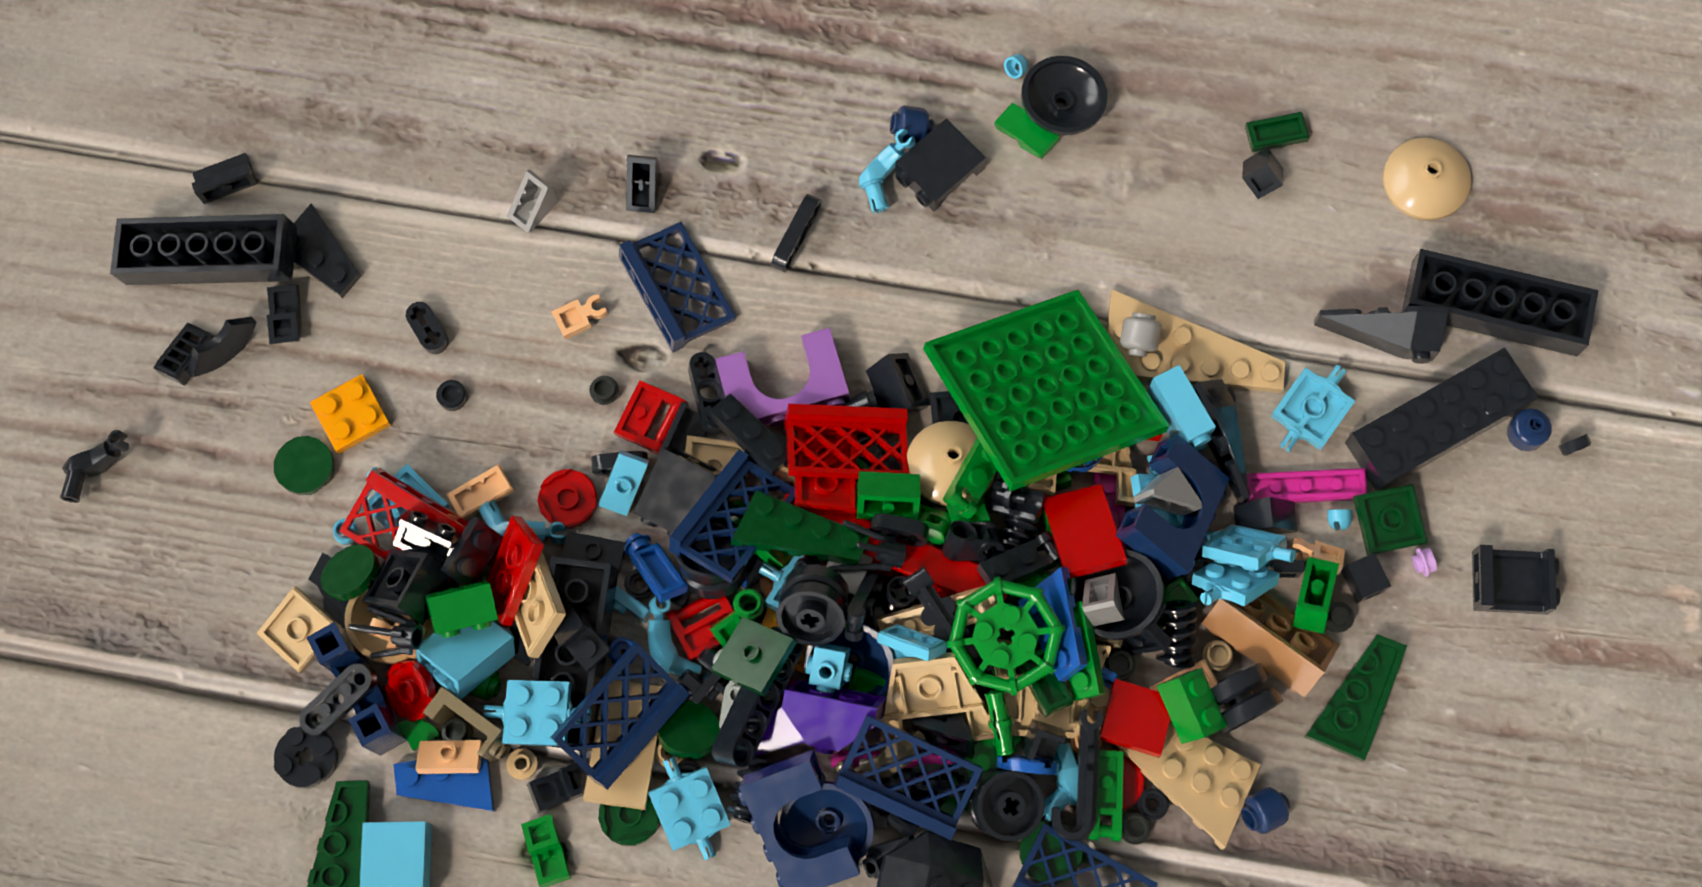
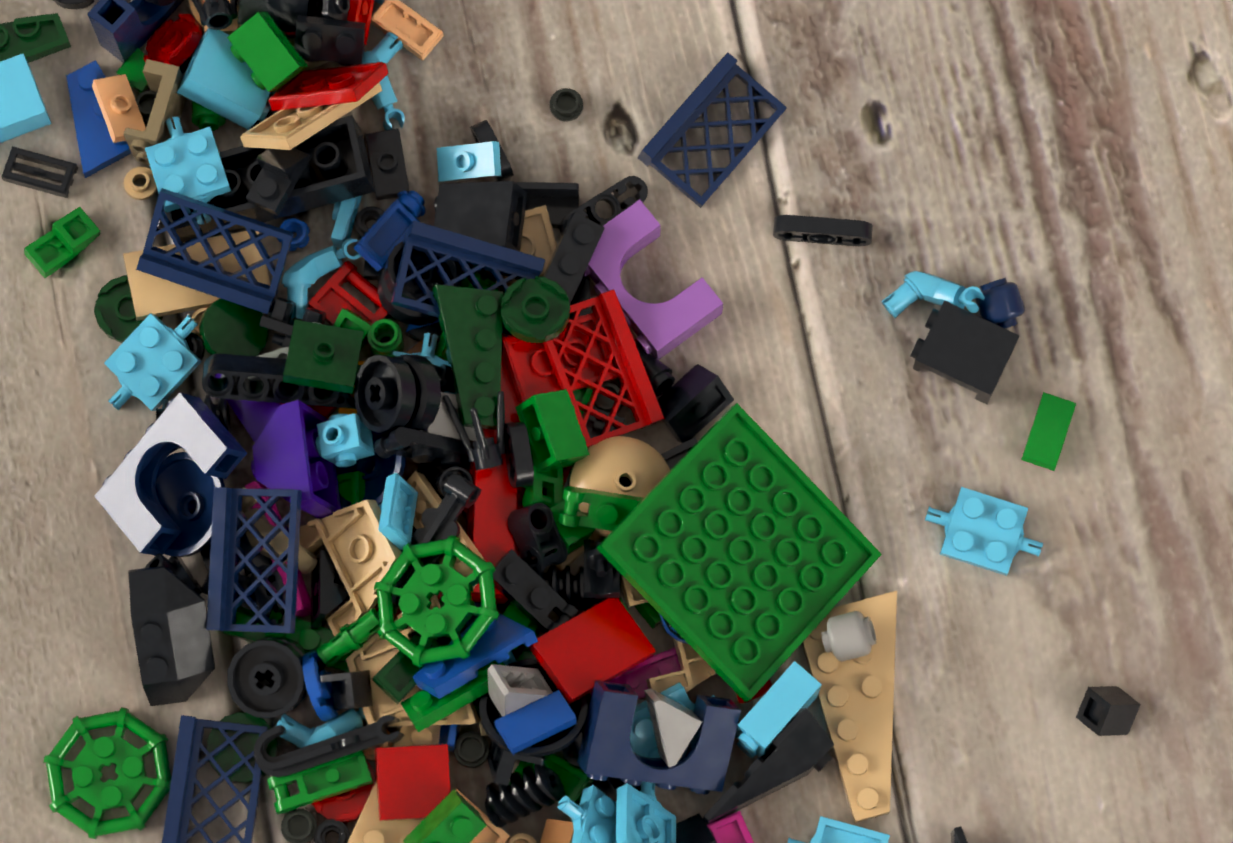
camera: 65 degrees right, 0 degrees up
(456, 871) = (66, 180): none -> black tile
(558, 787) = (128, 226): black slope -> none
(567, 498) = (435, 116): red tile -> none
(574, 318) = (634, 42): light nougat plate -> none
(641, 414) = (554, 151): red plate -> none
(642, 183) = (811, 50): black slope -> none
(783, 469) = (535, 309): none -> dark green tile
(1013, 62) = (1124, 392): medium azure hinge -> none
(1066, 82) = (1121, 441): black dish -> none
(1087, 208) = (984, 531): none -> medium azure plate
(1134, 594) = (535, 722): none -> blue tile
(1276, 131) = (1169, 711): dark green tile -> none

